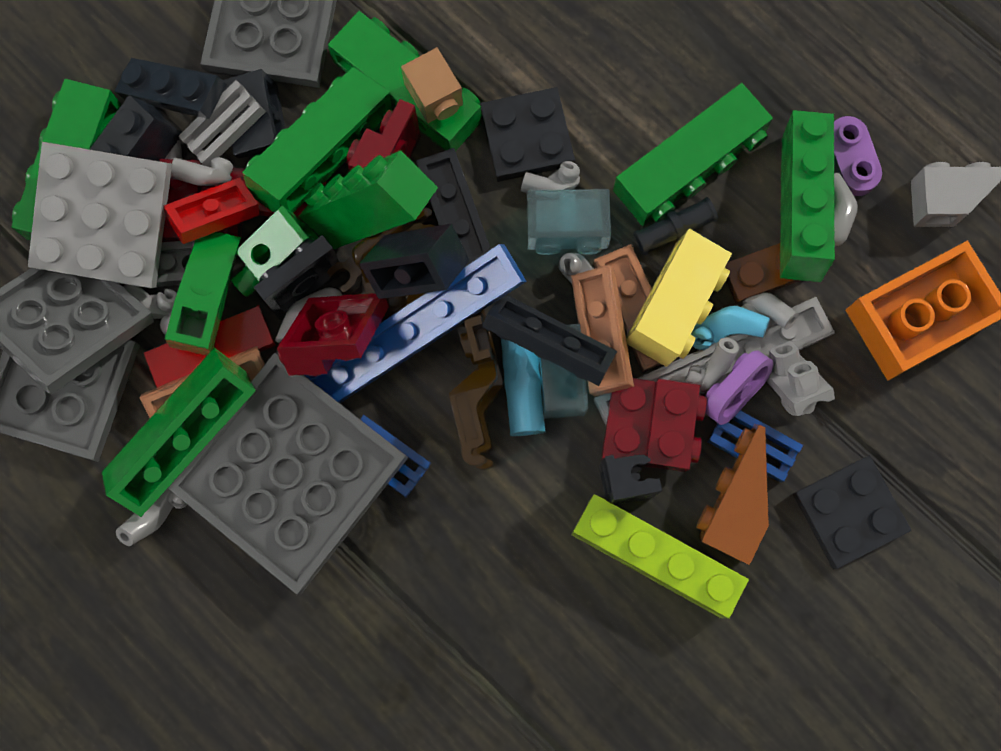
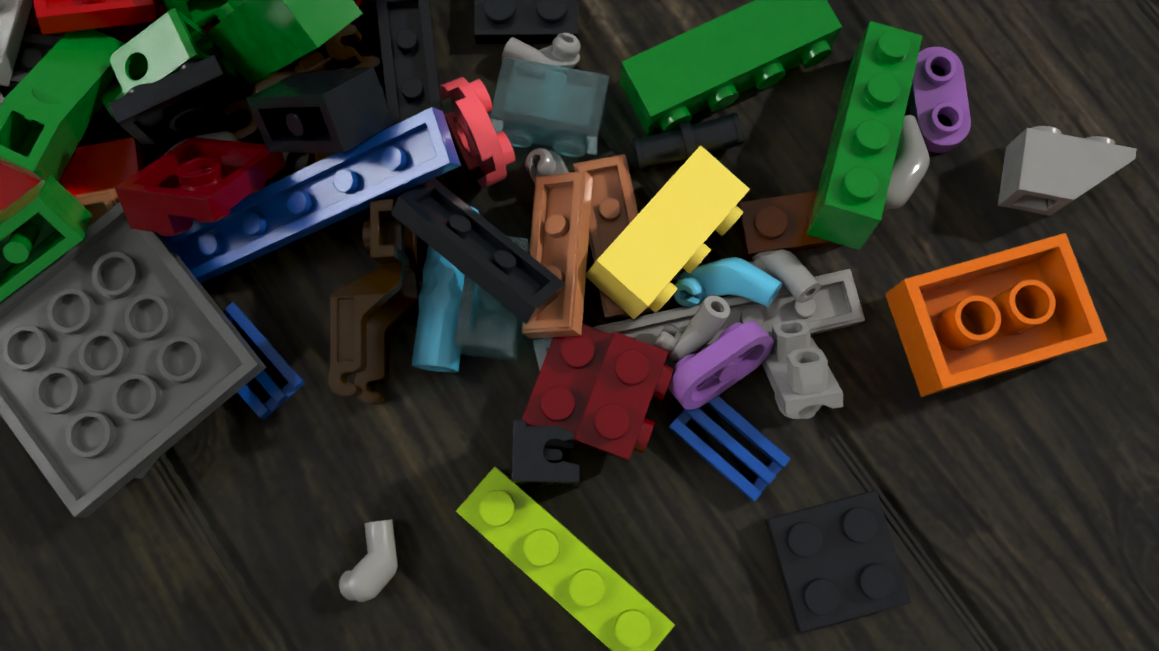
camera: 10 degrees right, 0 degrees up
(519, 586) = (376, 567): none -> light grey arm
(531, 260) = (475, 131): none -> coral plate
(741, 509) = (687, 531): dark orange slope -> none

